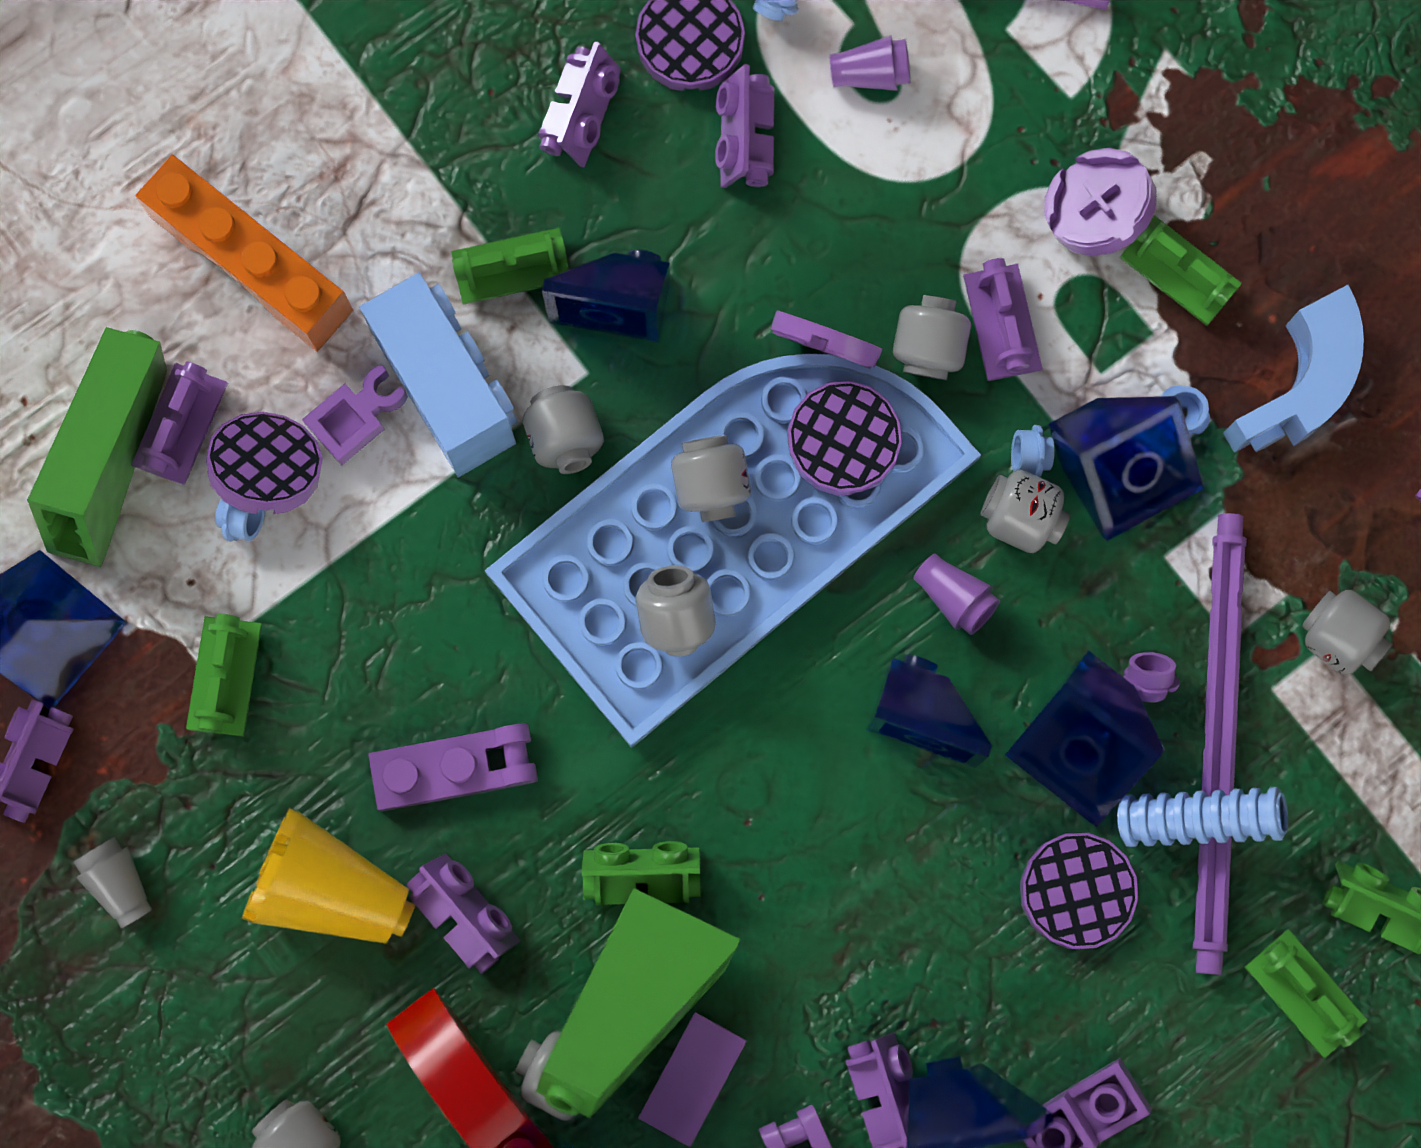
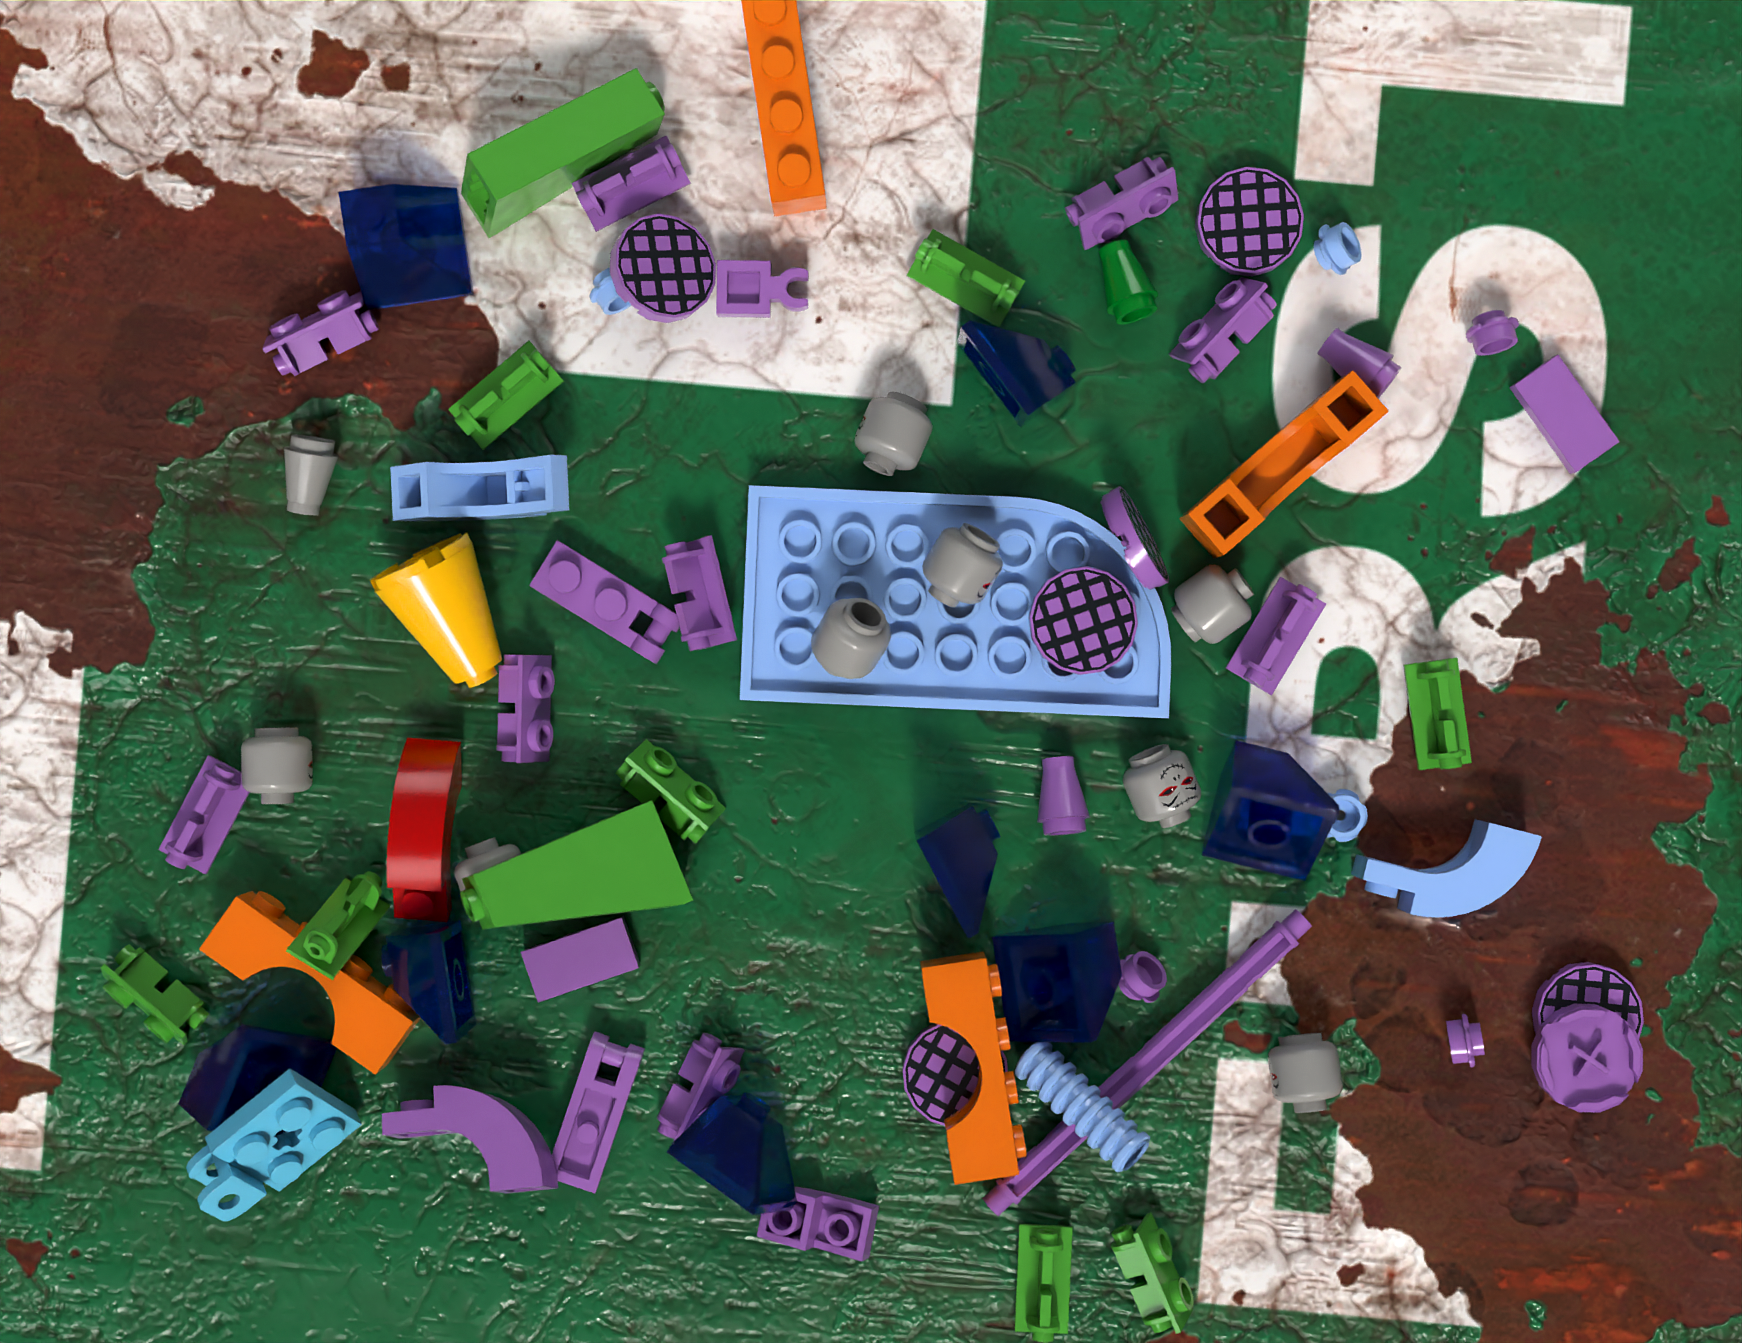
camera: 45 degrees right, 10 degrees up
(271, 766) = (480, 489): none -> light blue arch
(442, 372) = (841, 316): light blue brick -> none
(536, 696) = (696, 571): none -> medium lavender hinge
(642, 162) = (1126, 285): none -> green cone
(886, 186) = (1283, 464): none -> orange arch
(1032, 451) = (1207, 747): light blue plate -> none
(1100, 202) = (1426, 615): tile -> none
(1146, 914) = (981, 1133): none -> orange arch

